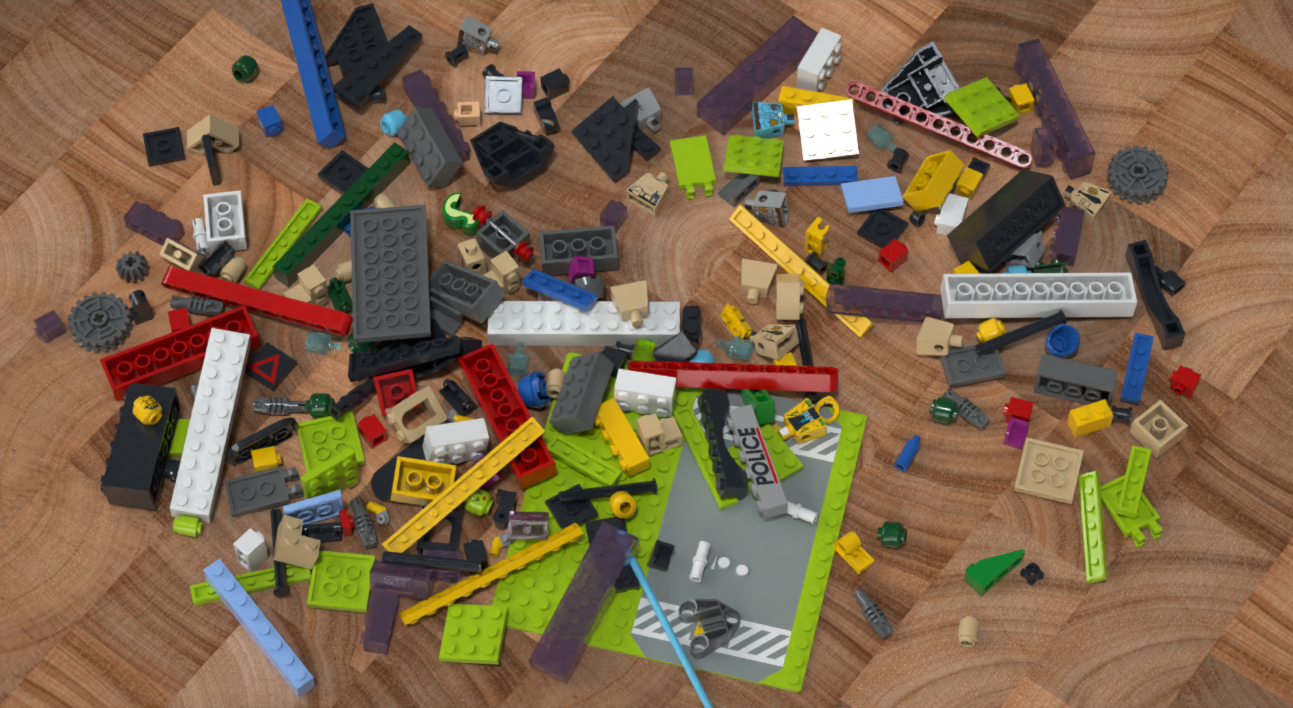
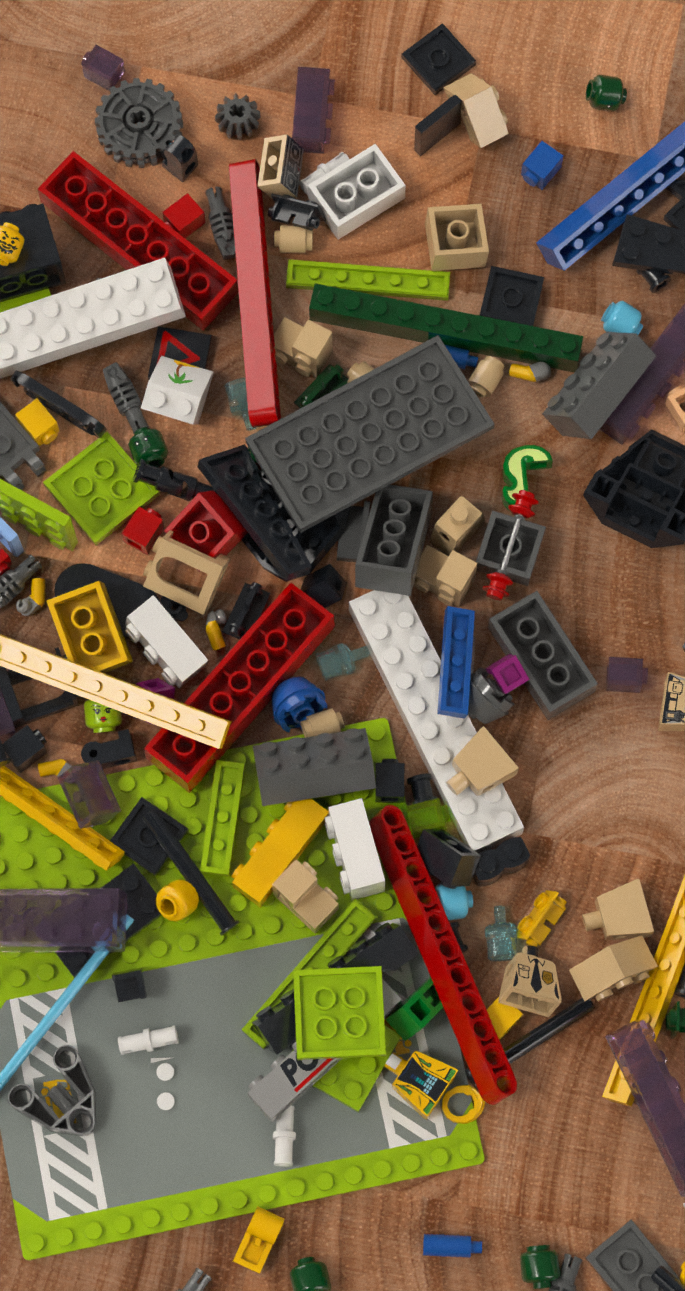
camera: 65 degrees right, 15 degrees up
(288, 182) = (456, 237): none -> tan brick
(294, 372) = (177, 390): none -> white slope
(398, 182) = (533, 372): none -> arm
(743, 437) = (339, 1013): none -> lime plate
(937, 338) = (648, 1206): tan torso -> none

